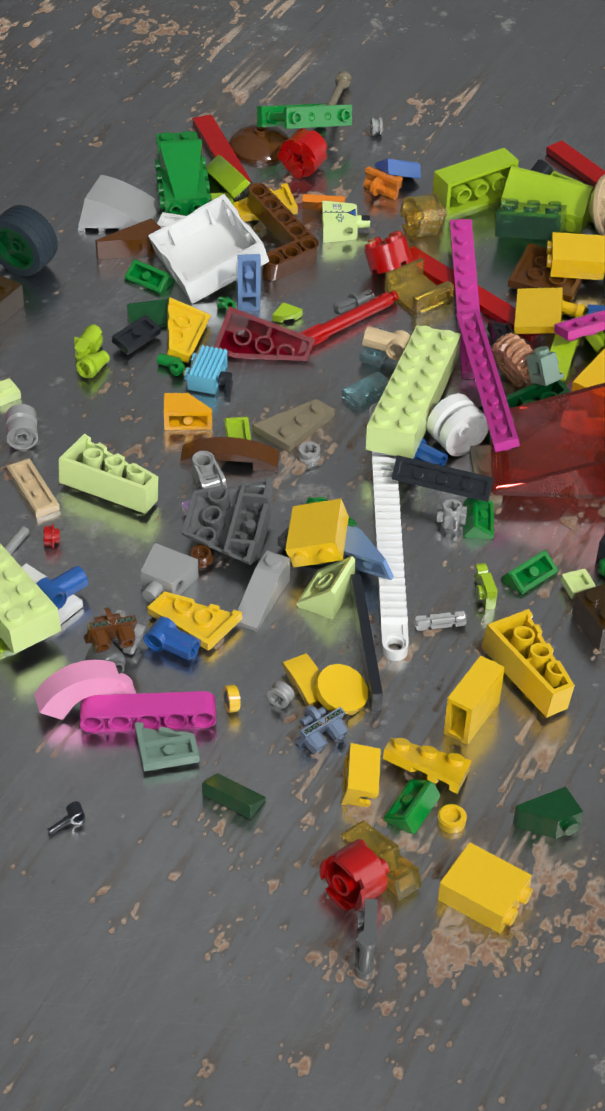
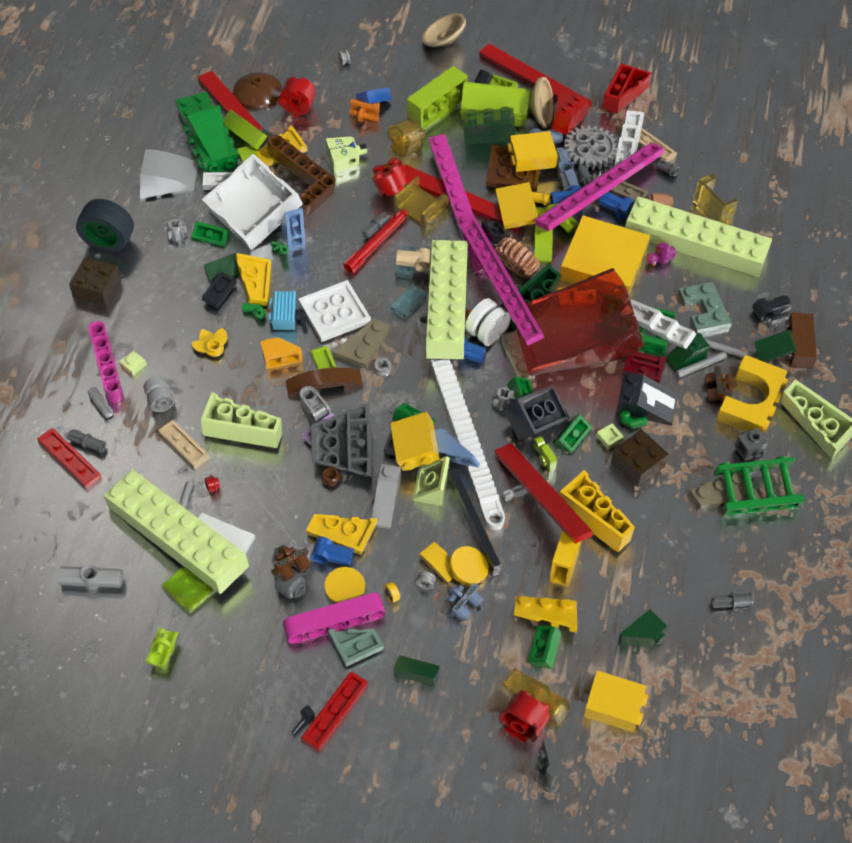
camera: 15 degrees left, 10 degrees up
(64, 585) = (238, 528): blue piece -> none
(79, 681) = (278, 609): bright pink arch -> none
(89, 342) = (185, 308): lime arm -> none
(91, 364) = (193, 324): lime cone -> none
(105, 388) = (211, 343): none -> yellow plate
(107, 264) = (175, 229): none -> light grey gear
(111, 818) = (334, 711): none -> red tile
(128, 242) = (187, 204): reddish brown slope -> none
(167, 572) = (310, 497): light grey torso -> none
(174, 676) = (344, 584): none -> yellow tile
(256, 338) = (313, 274): dark red wedge -> none
(270, 382) = (334, 310): none -> white plate
(286, 312) = (327, 244): lime tile -> none
(304, 115) = (289, 62): green fence -> none
(314, 202) = (321, 138): orange plate -> none
(342, 81) = (305, 19): dark tan piece -> none
(360, 775) = (502, 632): yellow hinge -> none
(443, 478) = (491, 372): black piece -> none
(451, 818) = (575, 650): yellow tile -> none
(465, 623) = (543, 493): none -> red tile
(487, 535) = (536, 412): none -> black slope
(509, 118) = (444, 30): none -> tan dish
(543, 366) = (540, 262): sand green brick -> none

